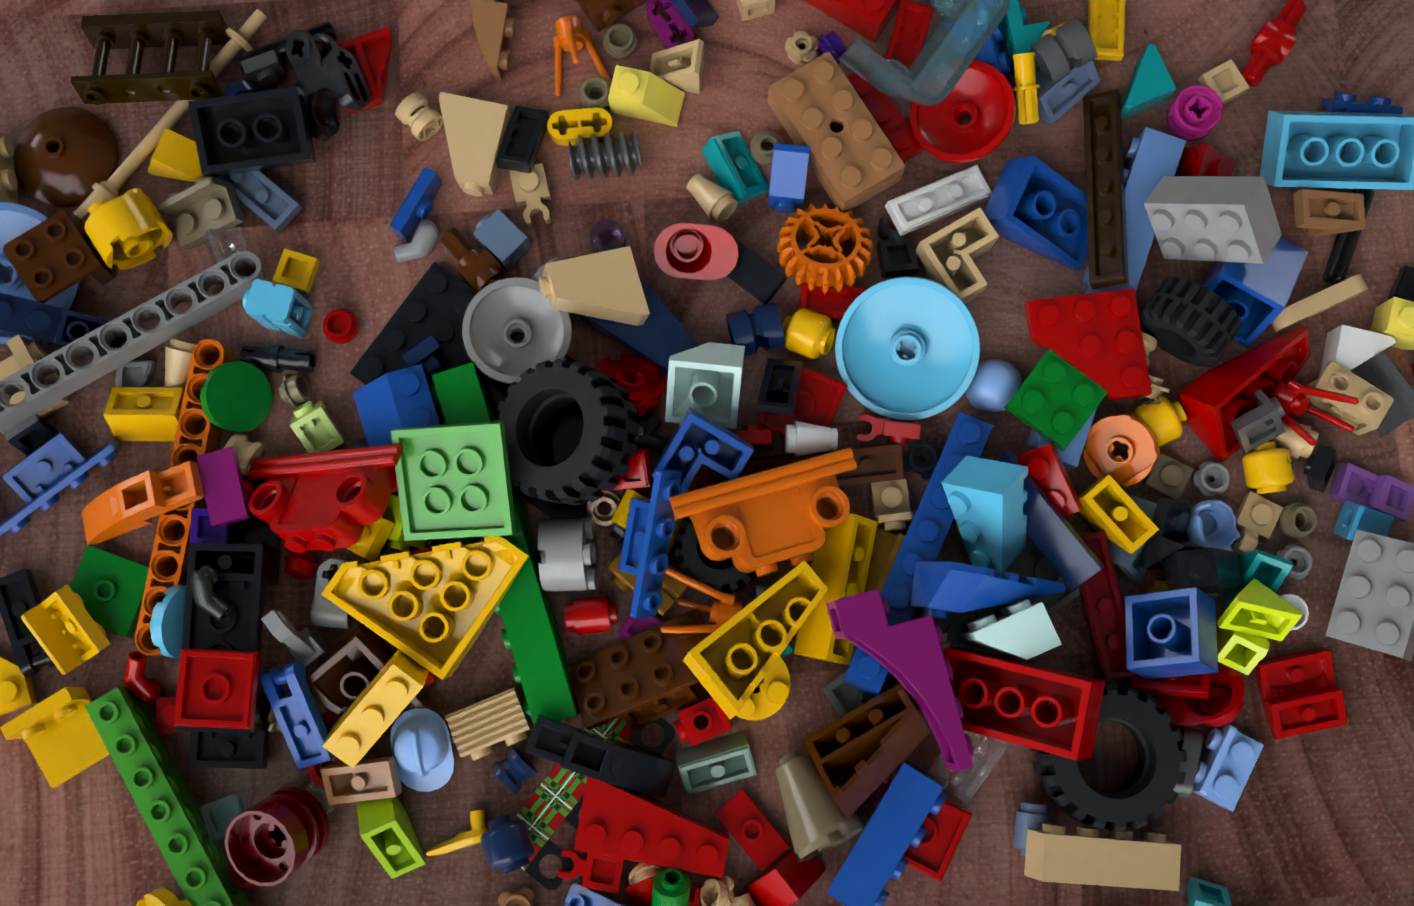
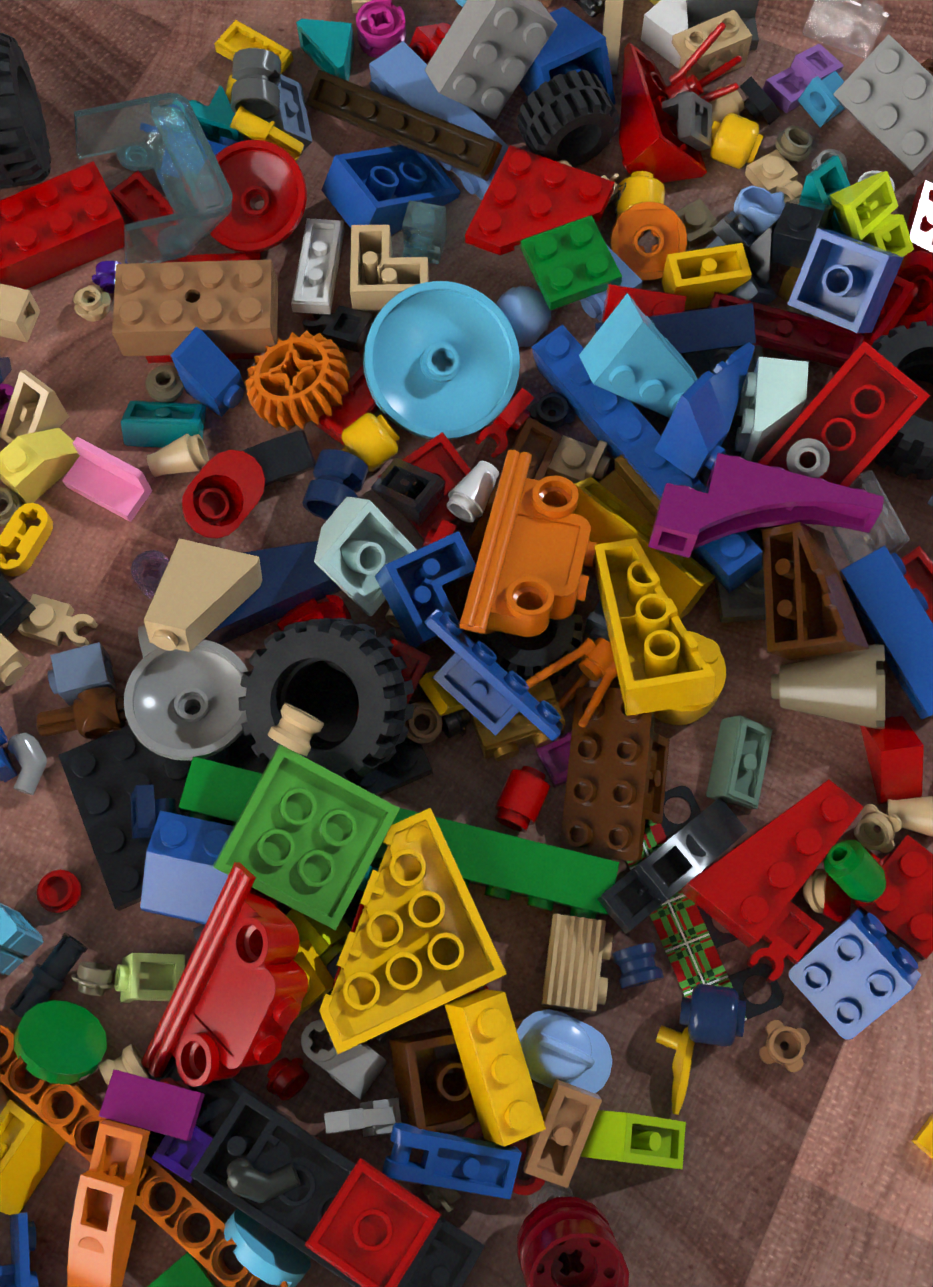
camera: 60 degrees left, 10 degrees down
(520, 426) = (295, 729): none -> tan wheel
(567, 554) = (448, 780): light grey brick -> none
(605, 155) = (68, 525): dark grey piece -> none
(659, 158) = (107, 480): none -> bright pink panel
(717, 722) = (691, 729): red brick -> none
(751, 830) = (815, 763): red plate -> none
(983, 684) = (814, 446): none -> light grey plate
(1019, 265) = (424, 231): none -> clear light blue brick
(1220, 476) = (719, 182): light grey plate -> none

